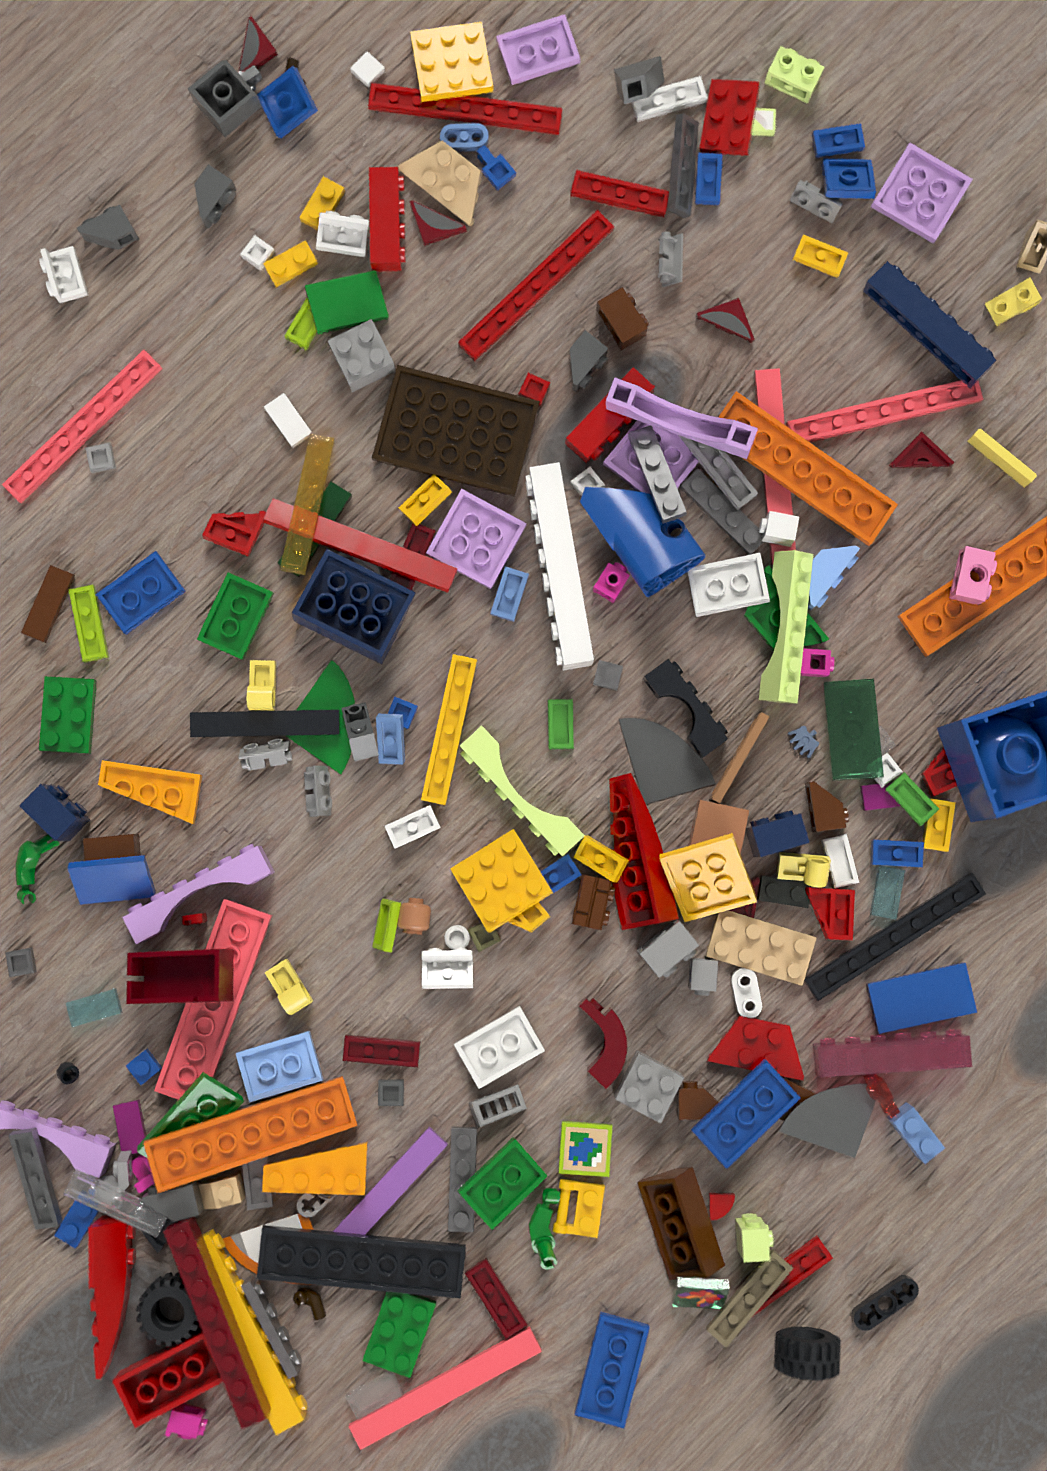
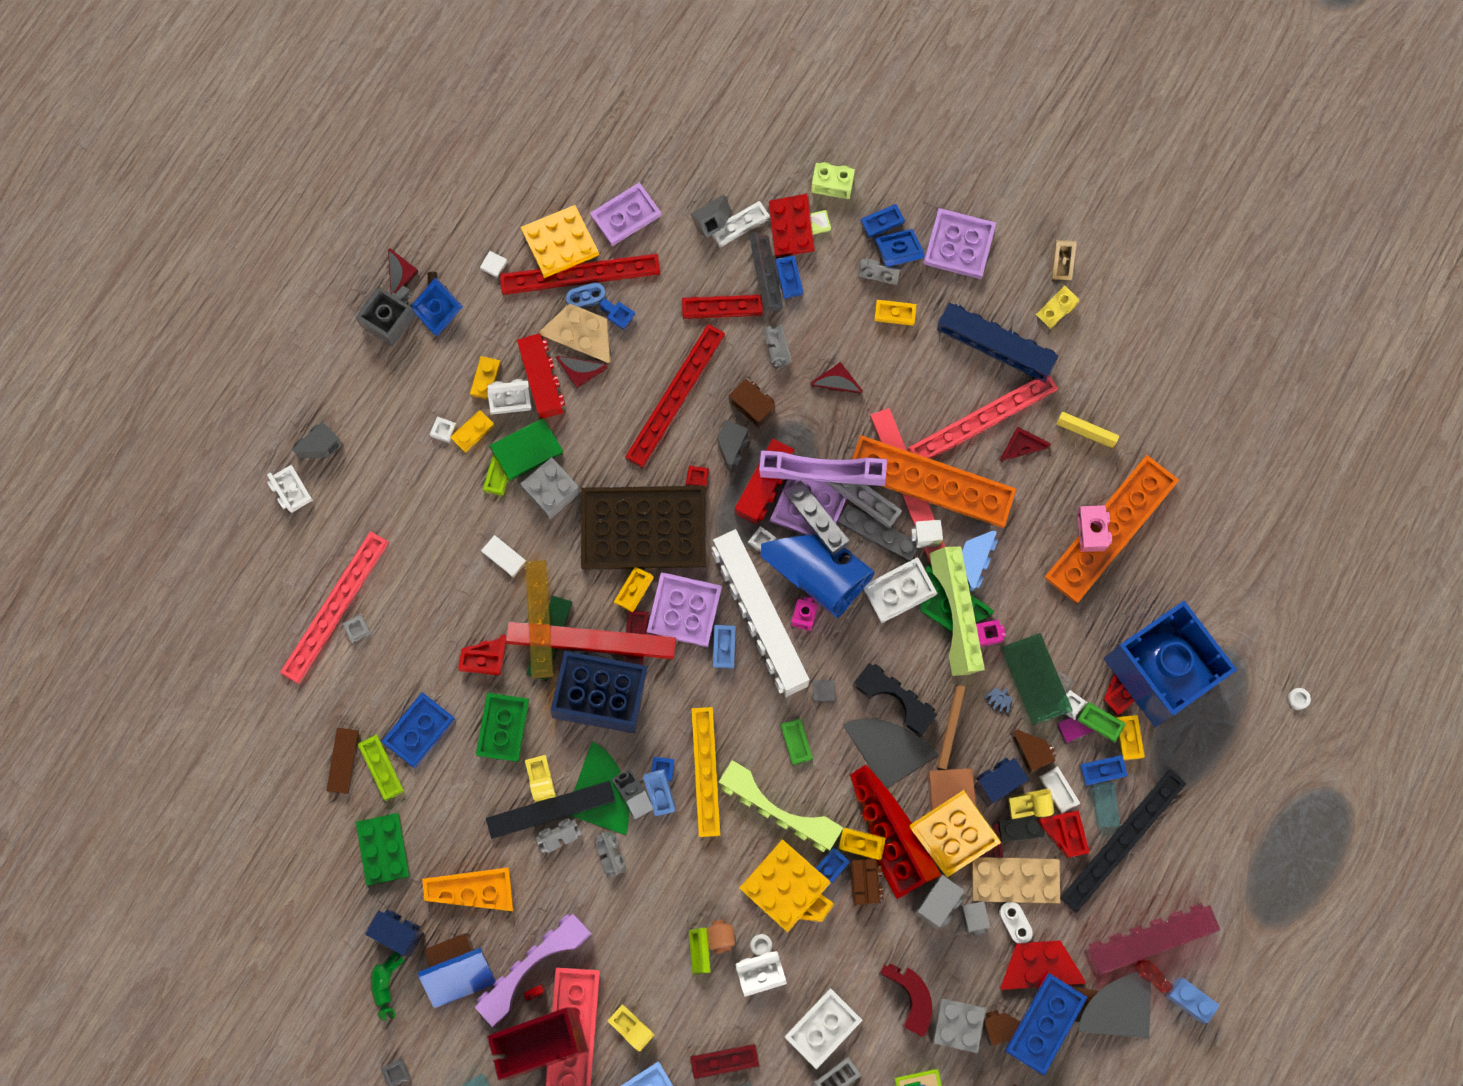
camera: 15 degrees left, 10 degrees down
(213, 194) = (395, 393): dark grey slope -> none
(412, 826) = (698, 861): white plate -> none
(482, 938) = (782, 938): olive tile -> none
(921, 998) = (1161, 885): blue tile -> none

